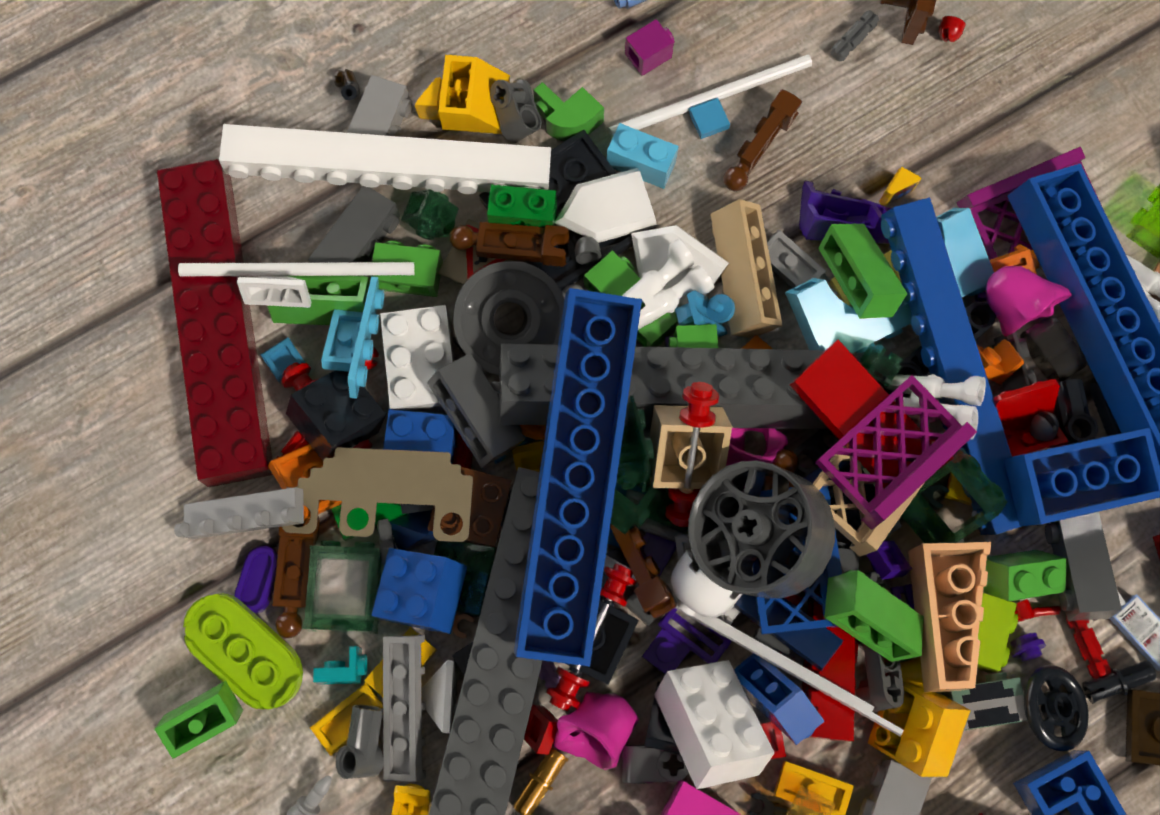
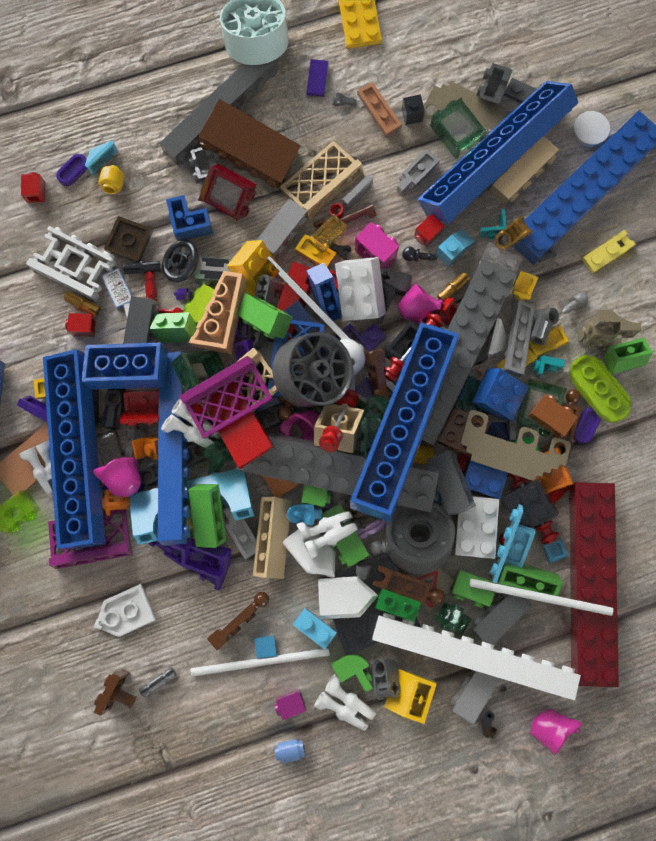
camera: 165 degrees left, 5 degrees up
(242, 513) = (591, 459): light grey hinge -> none
(247, 742) = (604, 328): none -> dark tan bracket
(248, 94) = (553, 729): none -> dark pink piece
(274, 291) = (556, 584): white slope -> none
(320, 567) = (553, 416): none -> dark orange brick
(428, 102) = (437, 699): yellow slope -> none
(555, 59) = (349, 710): none -> white piece
(900, 185) = (165, 571): yellow slope -> none
(936, 118) = (125, 612): none -> white tile
(951, 28) = (96, 670): red hinge -> none
(1044, 426) = (136, 403): dark grey hinge -> none

